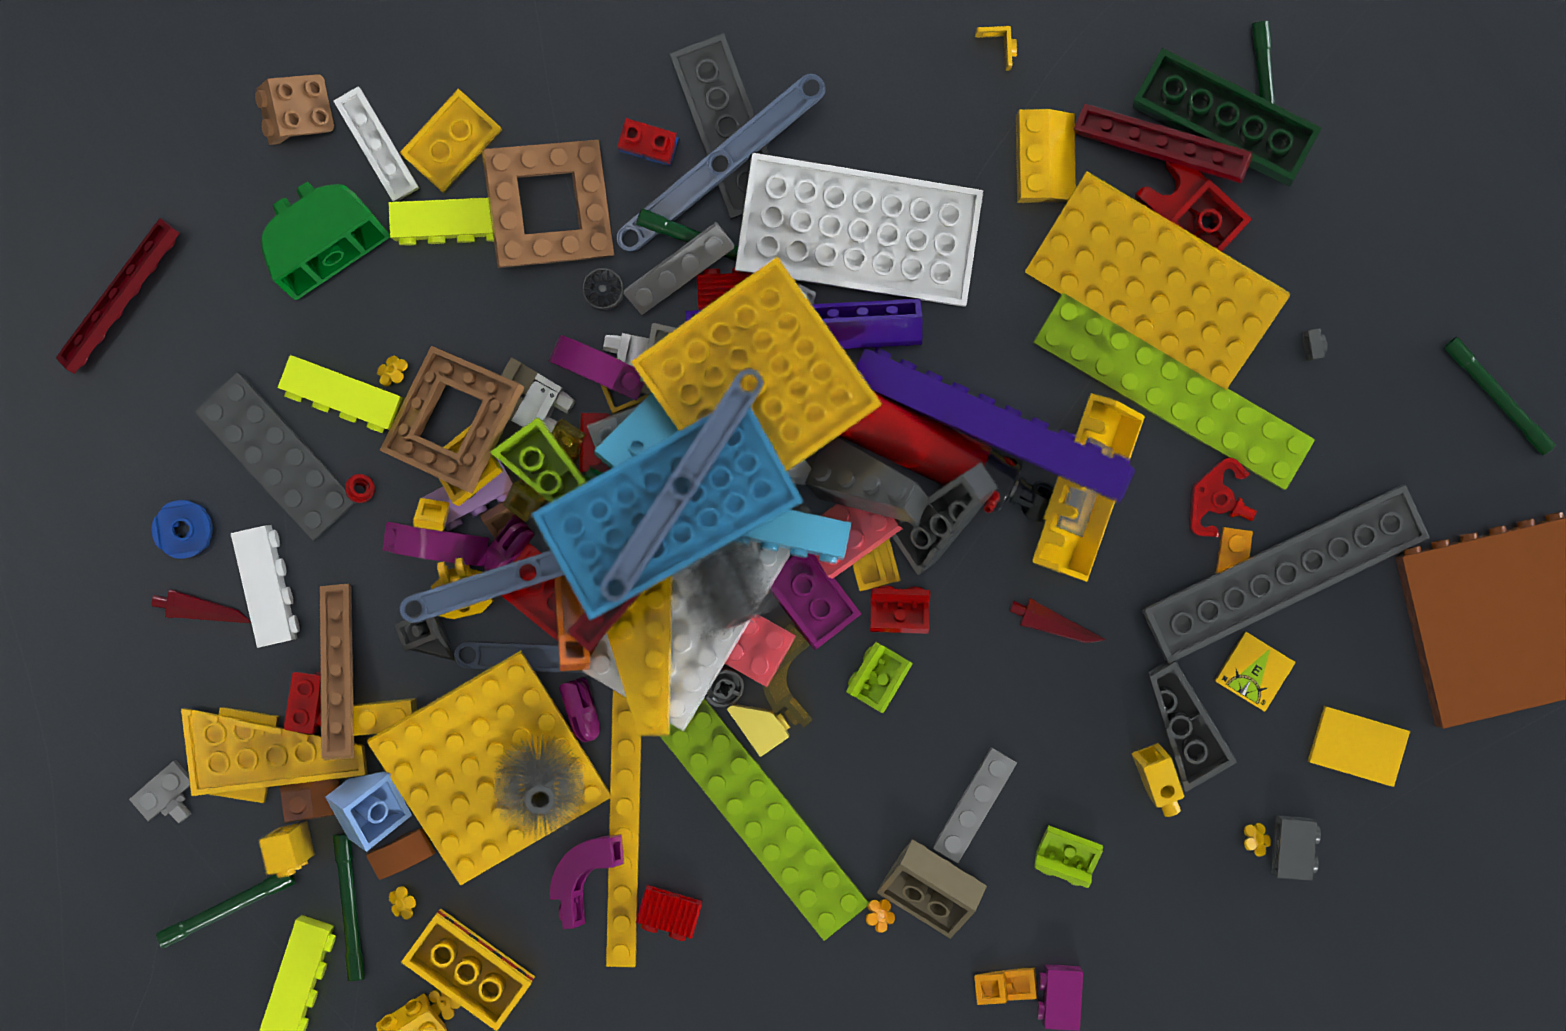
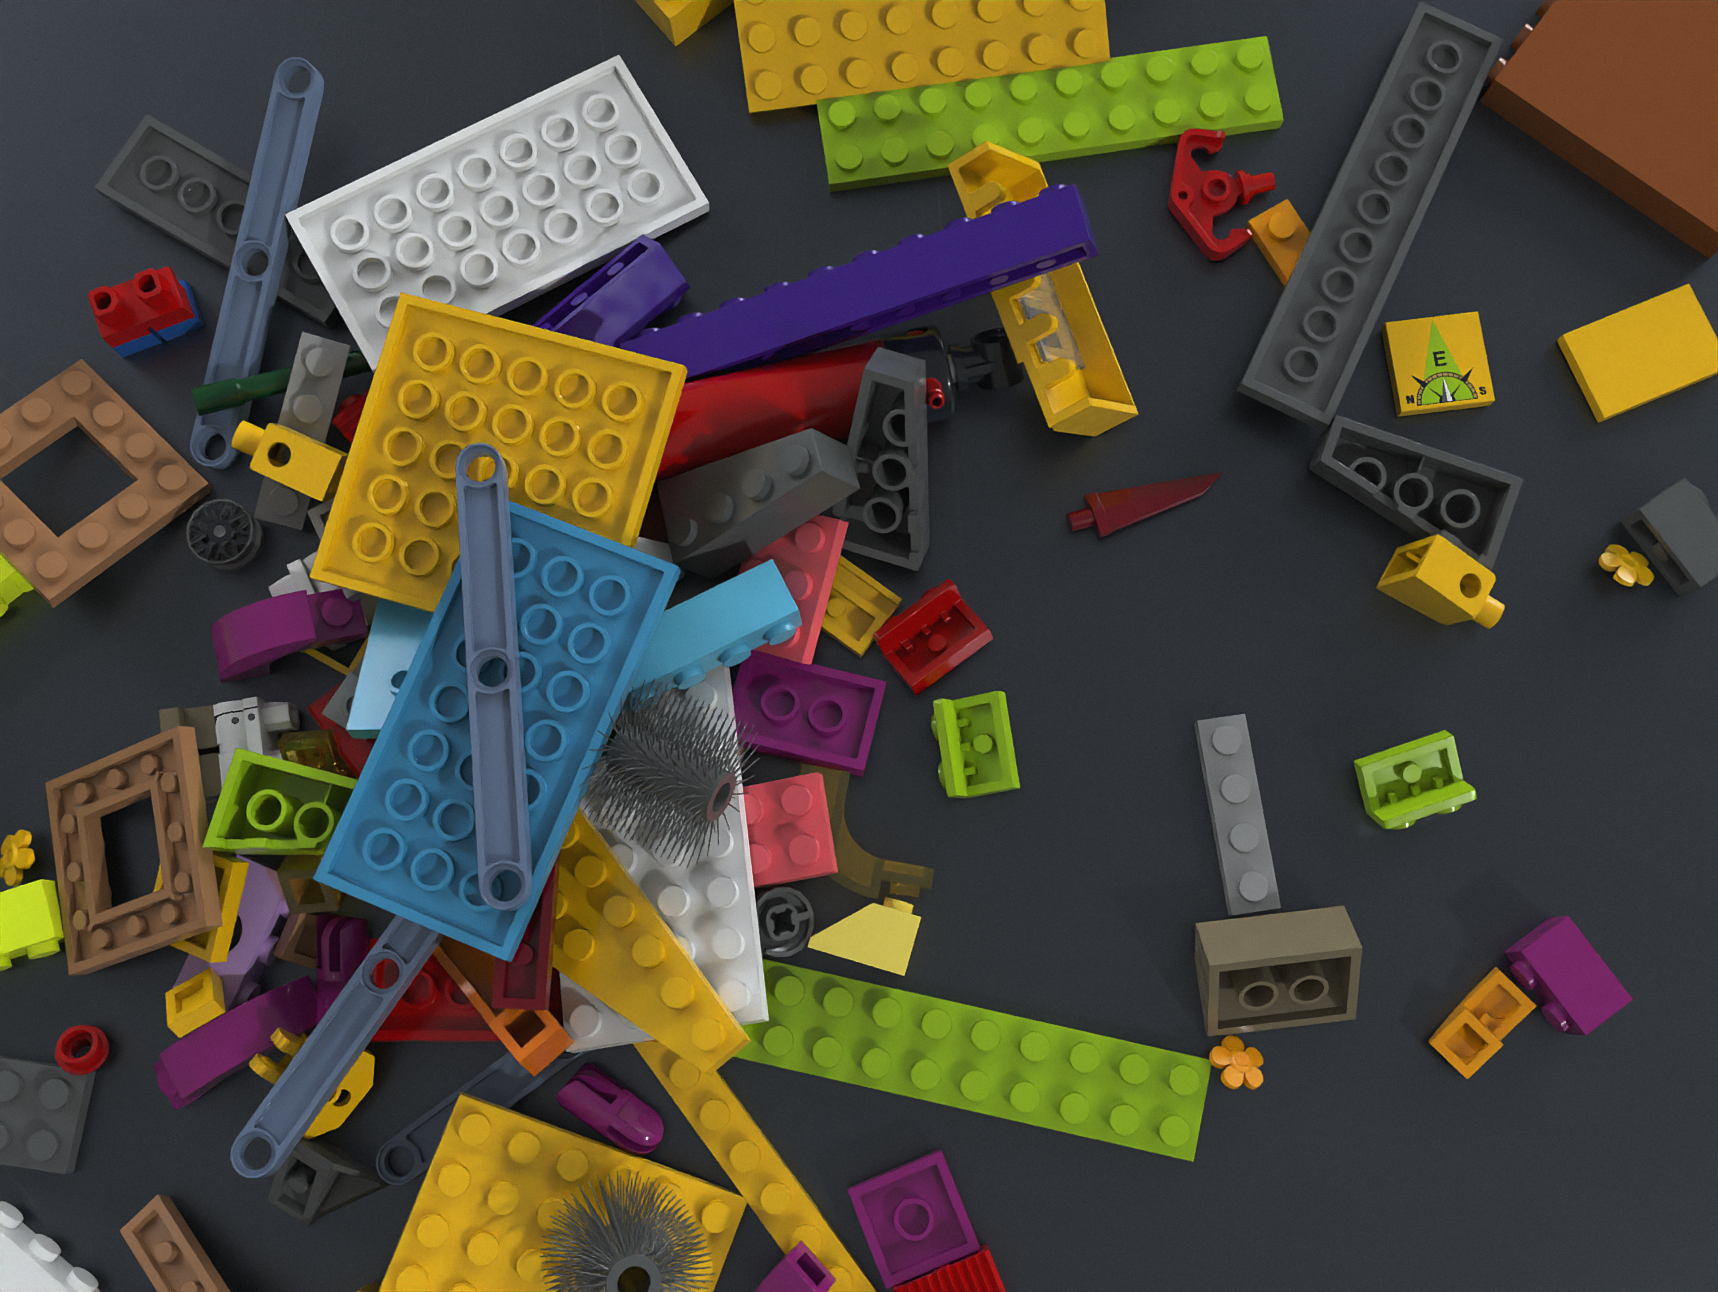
camera: 35 degrees left, 10 degrees down
(668, 302) = (312, 466): none -> yellow torso
(679, 864) = (913, 1219): none -> magenta plate

